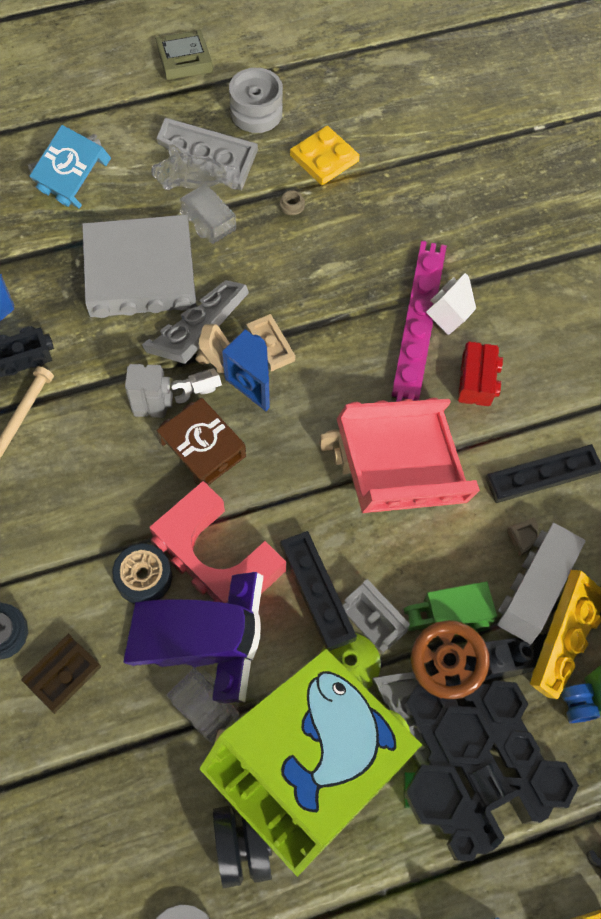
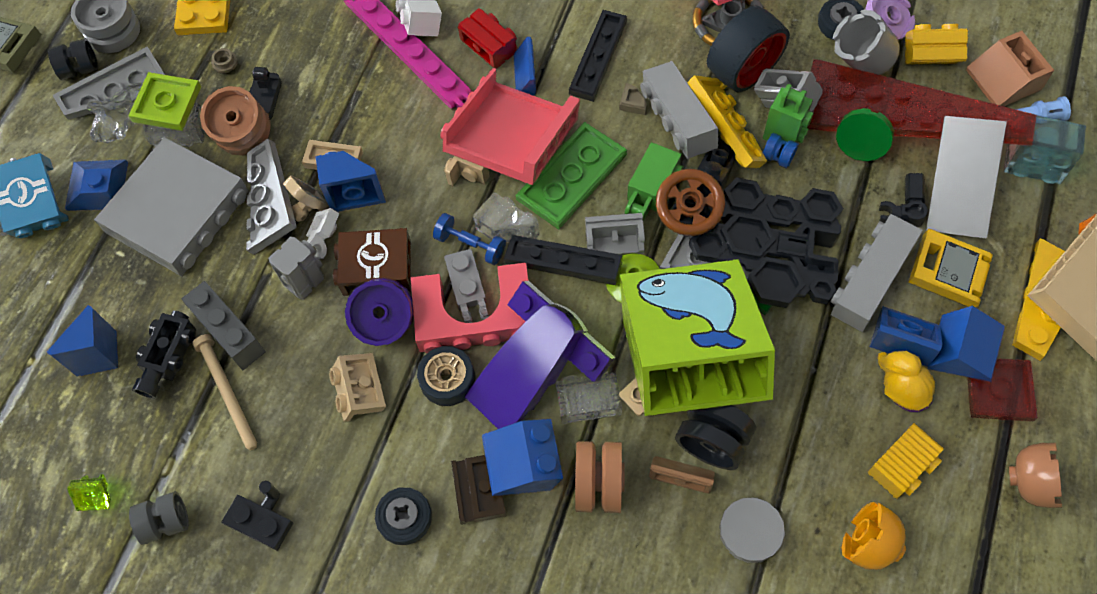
camera: 45 degrees left, 0 degrees up
(64, 377) = (223, 325): none -> dark grey brick
(86, 512) = (357, 385): none -> tan bracket
(107, 689) = (522, 458): none -> blue slope
(120, 201) = (95, 183): none -> blue slope
(129, 767) = (599, 476): none -> nougat wheel
(153, 479) = (363, 317): none -> dark purple wheel
(192, 839) = (682, 474): none -> medium nougat slope
(206, 106) = (64, 62): none -> black wheel
(214, 191) = (165, 101): none -> lime plate
(237, 529) = (466, 283): none -> light grey hinge
(241, 250) = (234, 120): none -> nougat wheel
(273, 473) = (444, 228): none -> blue wheel
(285, 252) = (265, 89): none -> black piece
(315, 514) = (503, 219): none -> clear slope
(408, 538) = (572, 175): none -> bright green tile
(477, 425) = (524, 67): none -> blue slope
(525, 886) = (875, 273): none -> light grey brick

